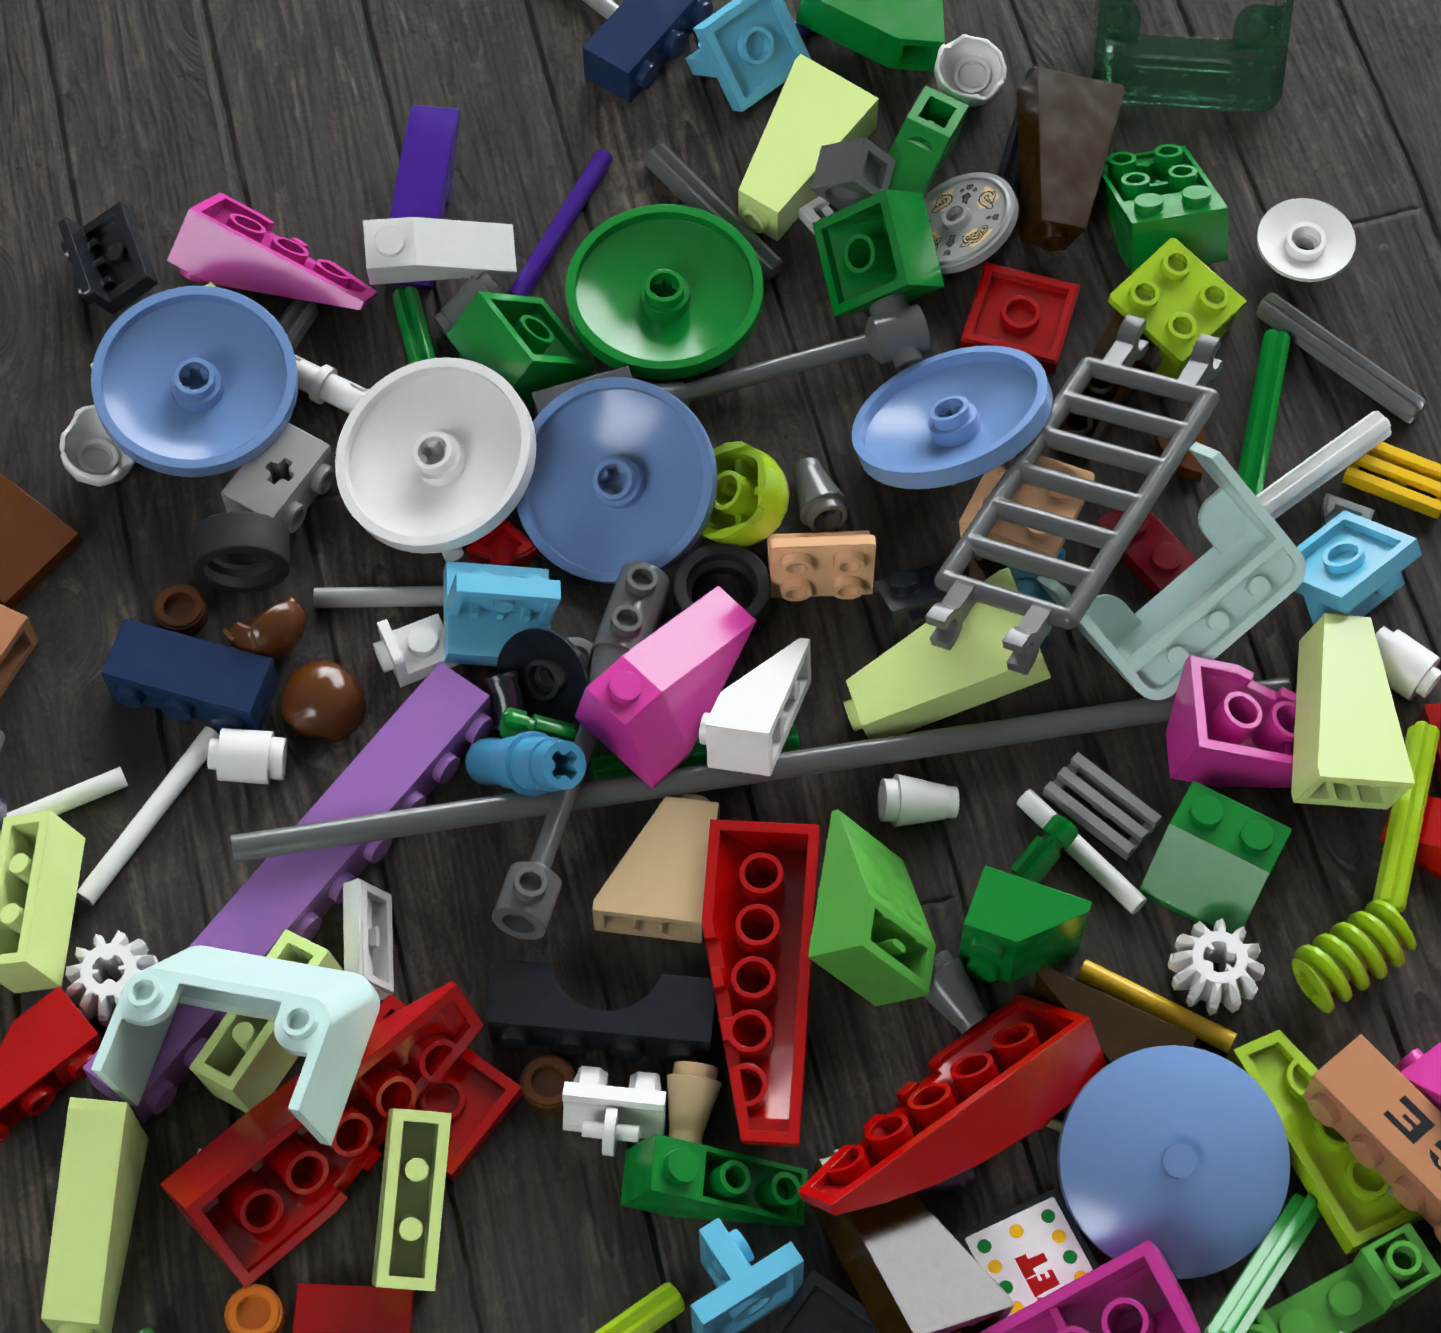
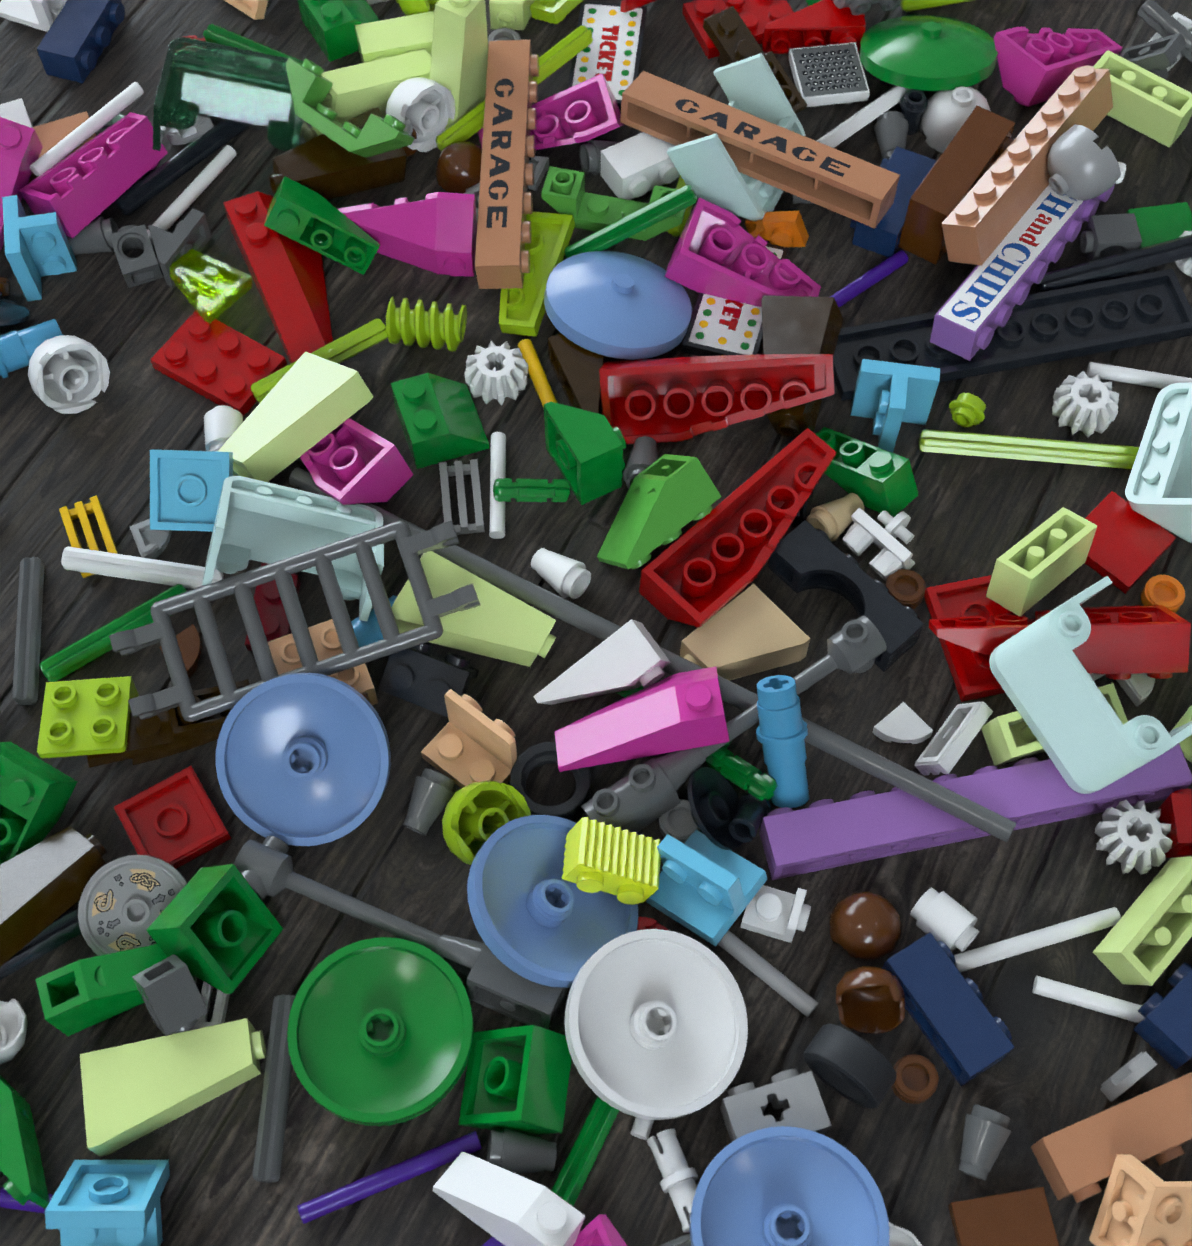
camera: 140 degrees left, 0 degrees up
(83, 602) = (982, 1141): none -> dark grey cone
(432, 923) = (902, 727): none -> white tile
(591, 546) = (611, 861): none -> neon yellow brick

